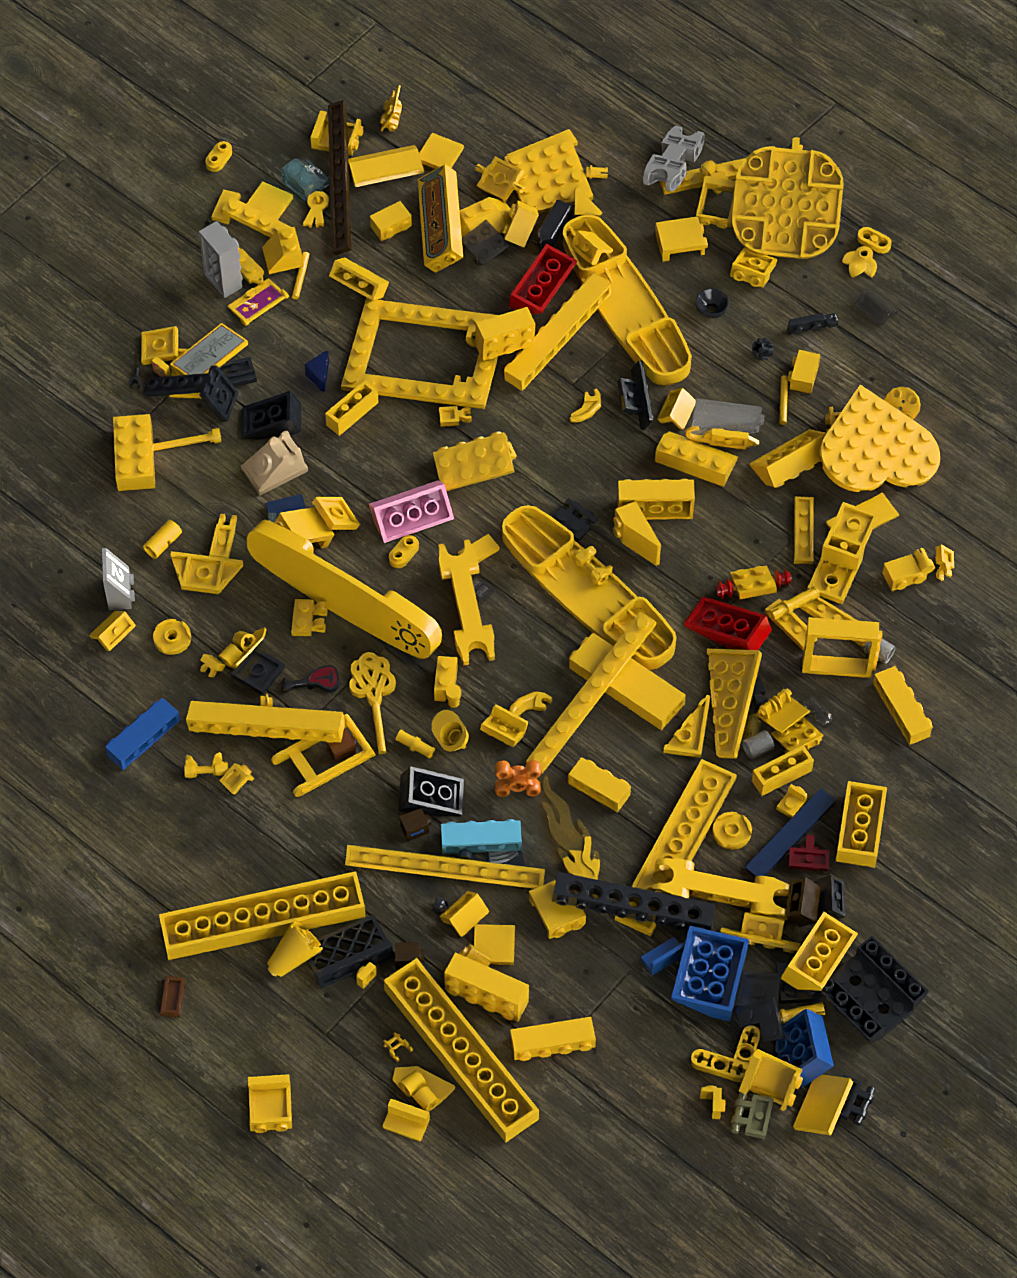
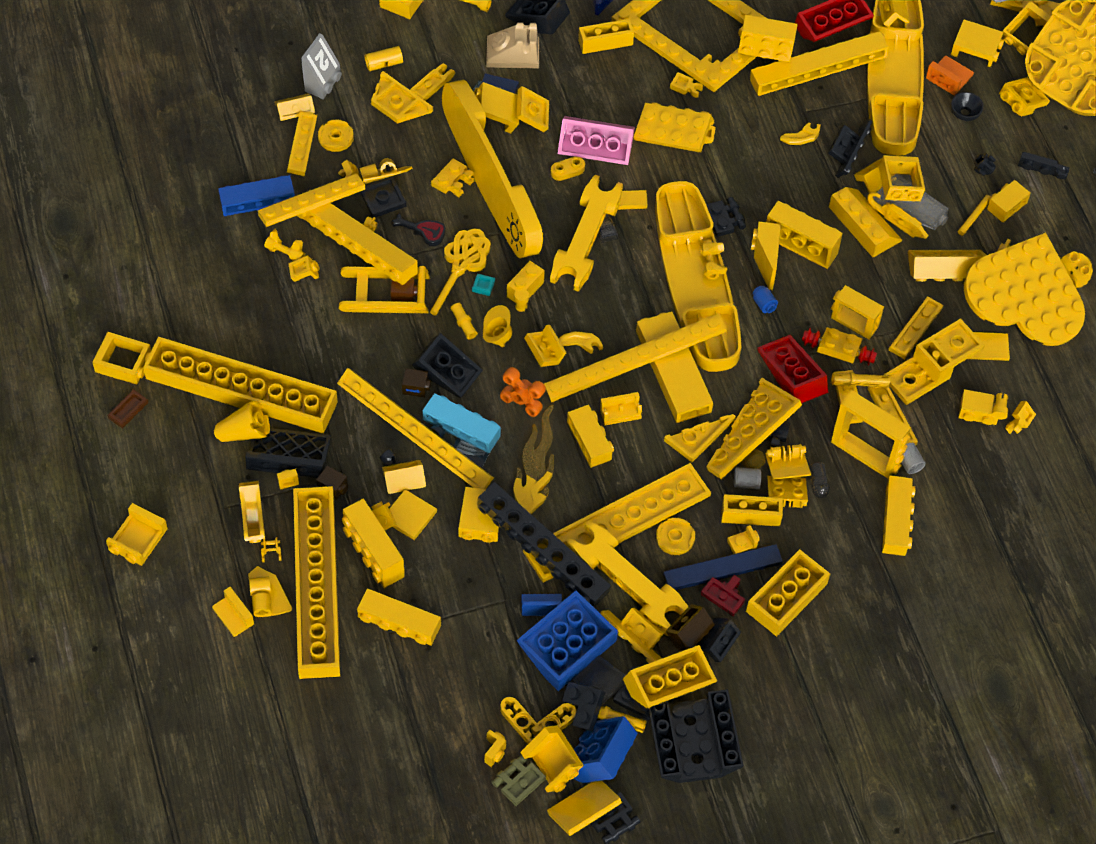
camera: 30 degrees right, 0 degrees up
(139, 968) = (105, 351): none -> yellow window
(147, 661) = (302, 143): none -> yellow plate
(202, 709) = (311, 200): none -> yellow plate
(364, 1028) = (252, 511): none -> yellow arch
(407, 701) = (483, 284): none -> teal tile
(608, 745) = (620, 408): none -> yellow hinge
(661, 576) = (765, 299): none -> blue brick
(676, 281) = (949, 75): none -> orange bracket
(700, 388) = (909, 166): none -> yellow window
(749, 544) = (862, 305): none -> yellow window

